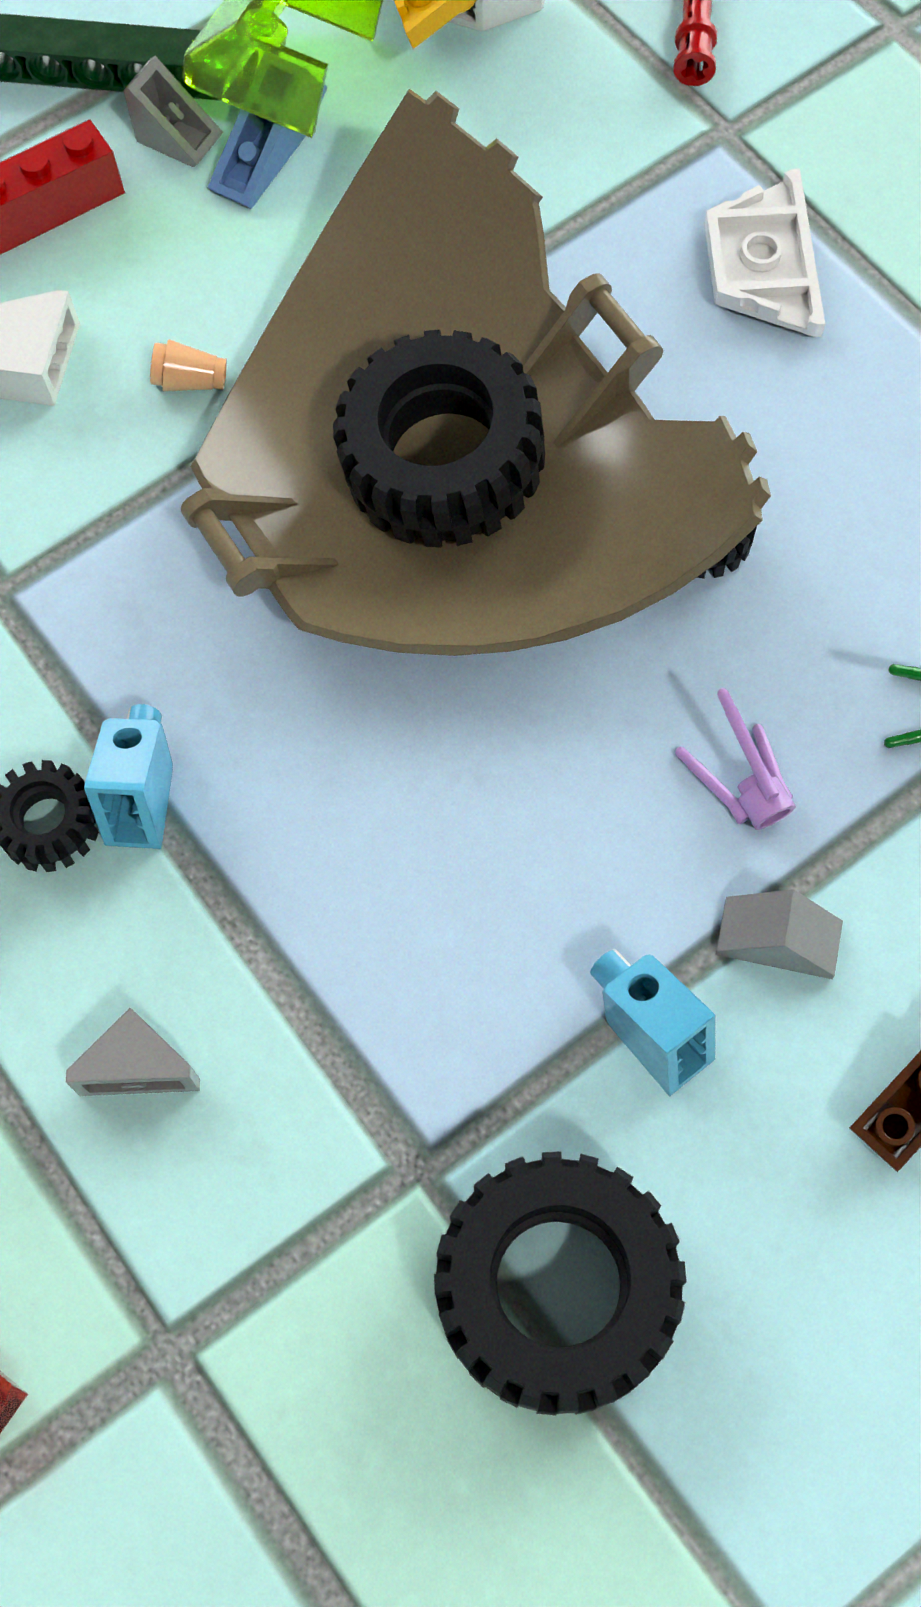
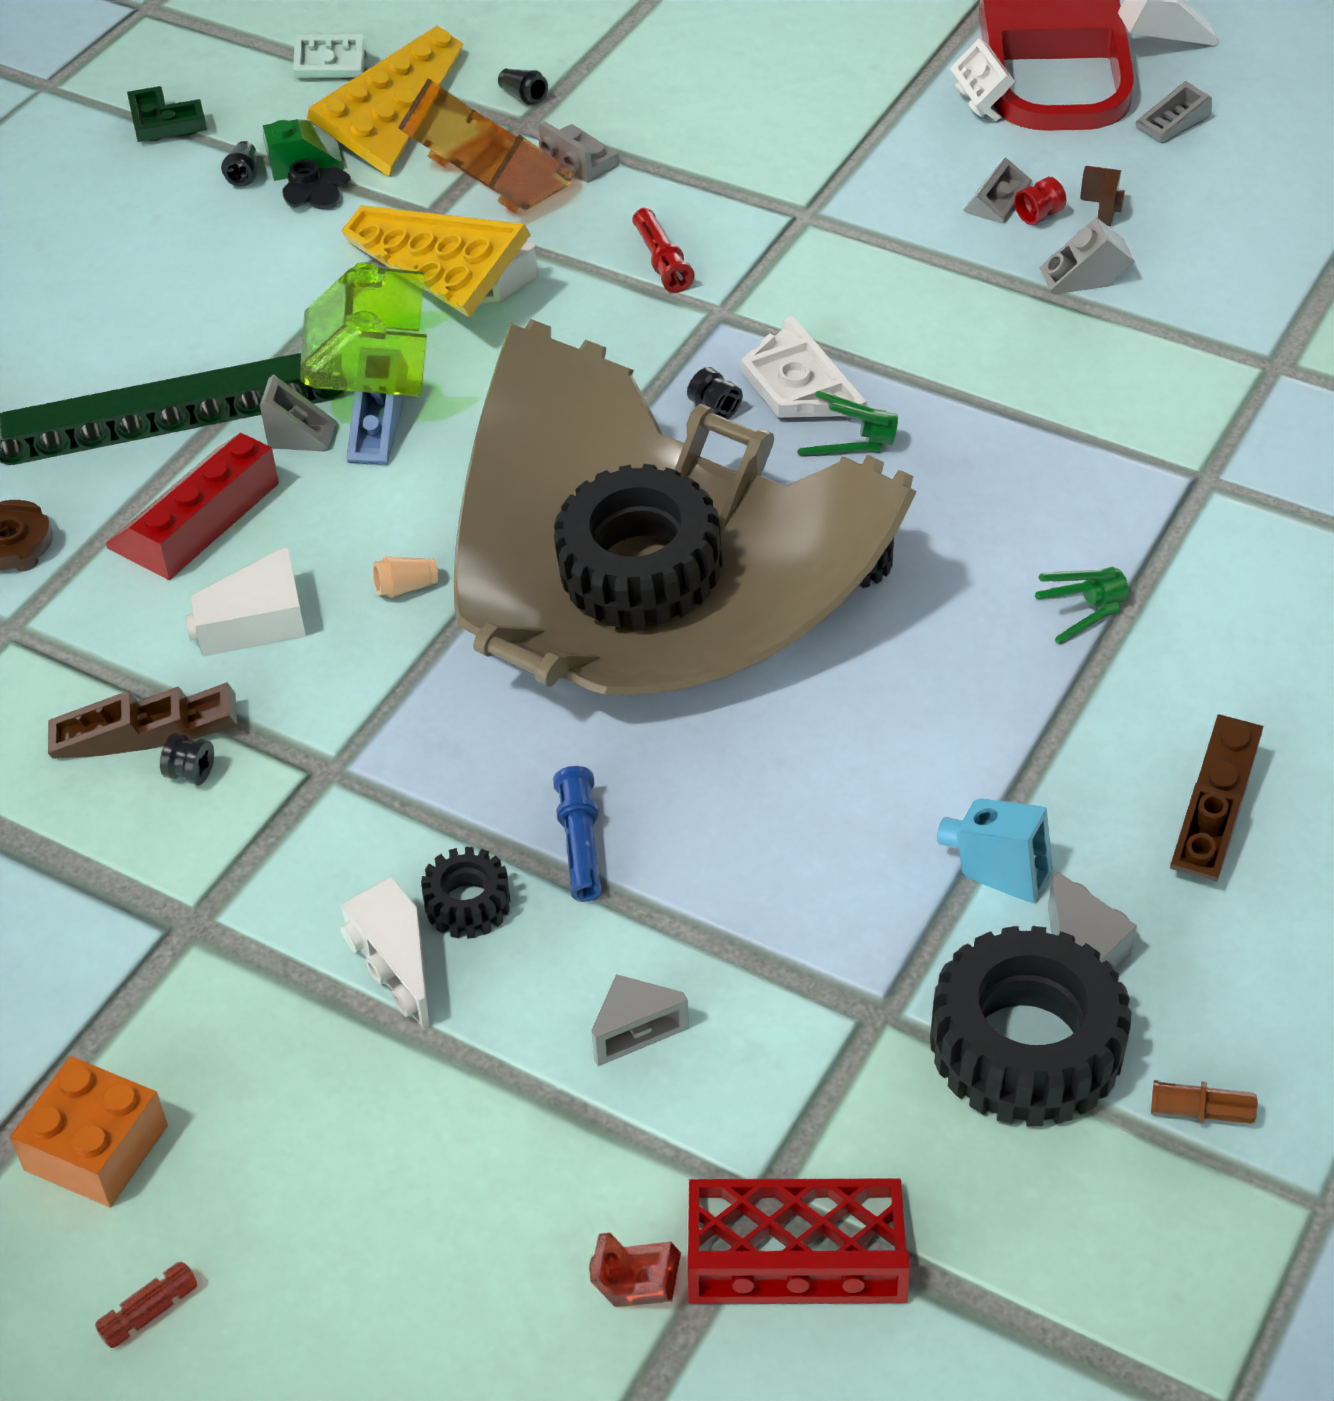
camera: 25 degrees left, 20 degrees down
(131, 779) = (526, 820): medium azure torso -> none
(138, 1480) = (797, 1271): none -> red fence
(210, 766) = (577, 816): none -> blue pin
(652, 246) = (710, 389): none -> black wheel
(698, 1177) = (1090, 920): none -> light grey slope
(717, 1472) = (1204, 1102): none -> dark orange axle
(764, 794) = (991, 693): lavender plant -> none
(780, 932) = (1052, 772): light grey slope -> none
(819, 362) = (876, 425): none -> green plant

